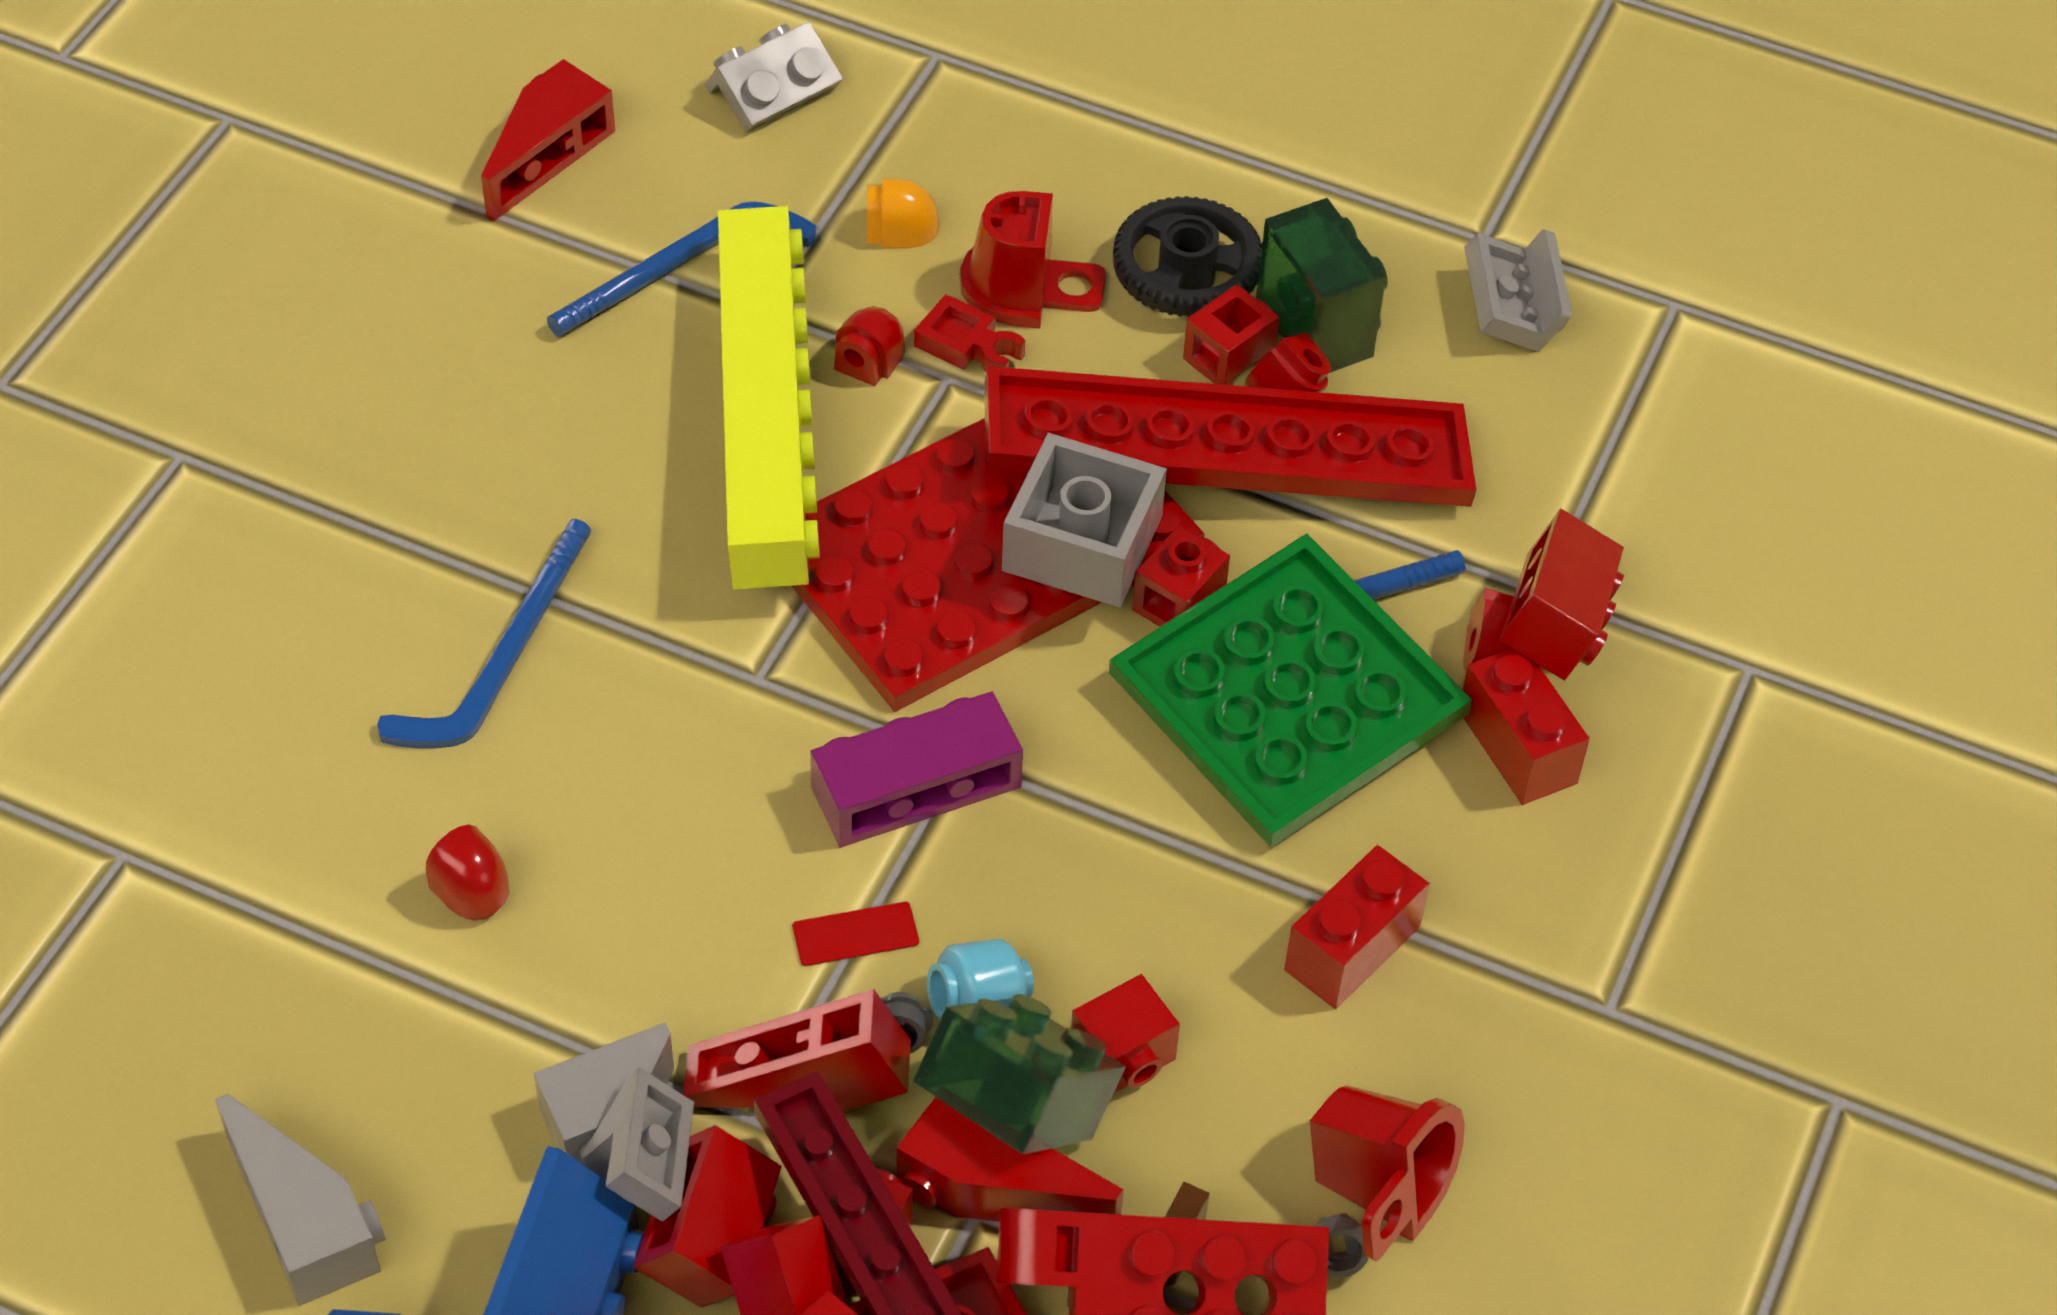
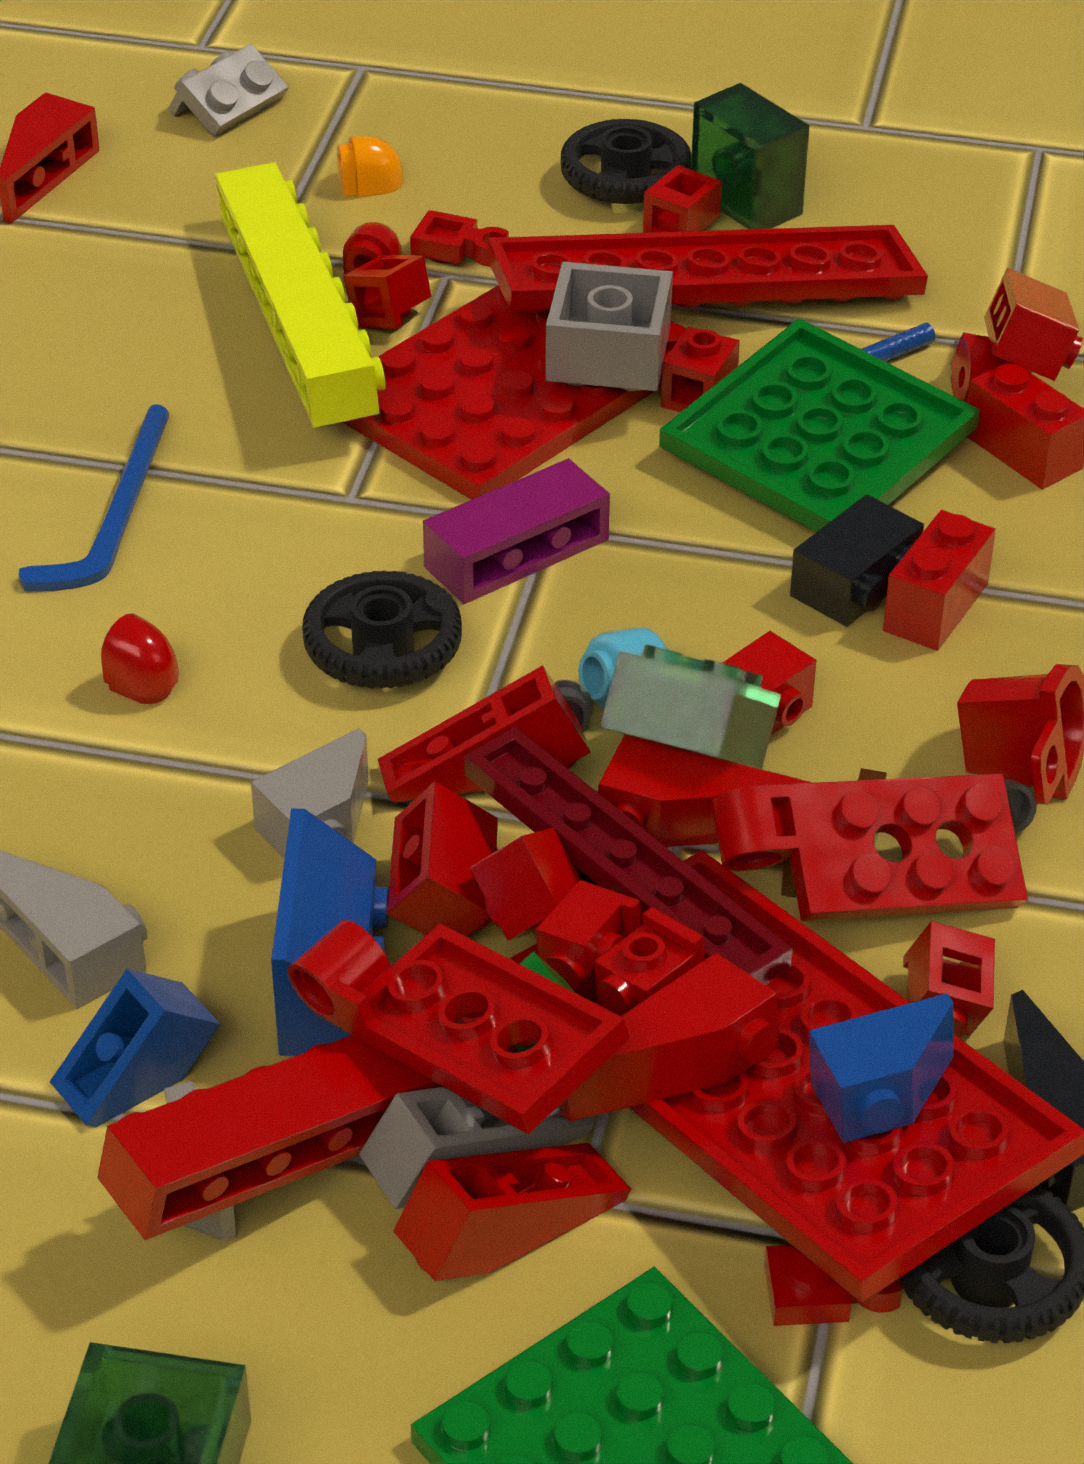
camera: 10 degrees left, 10 degrees down
(644, 1144) = (373, 811): light grey slope -> none
(653, 269) = (152, 241): blue piece -> none
(740, 900) = (383, 615): none -> black wheel
(855, 933) = (499, 661): red sticker -> none
(868, 402) = (387, 289): none -> red brick
(1012, 267) = (480, 178): red container -> none
(1272, 879) = (849, 560): none -> black brick
(1292, 365) = (743, 211): red piece -> none
(1518, 290) = (912, 151): light grey bracket -> none

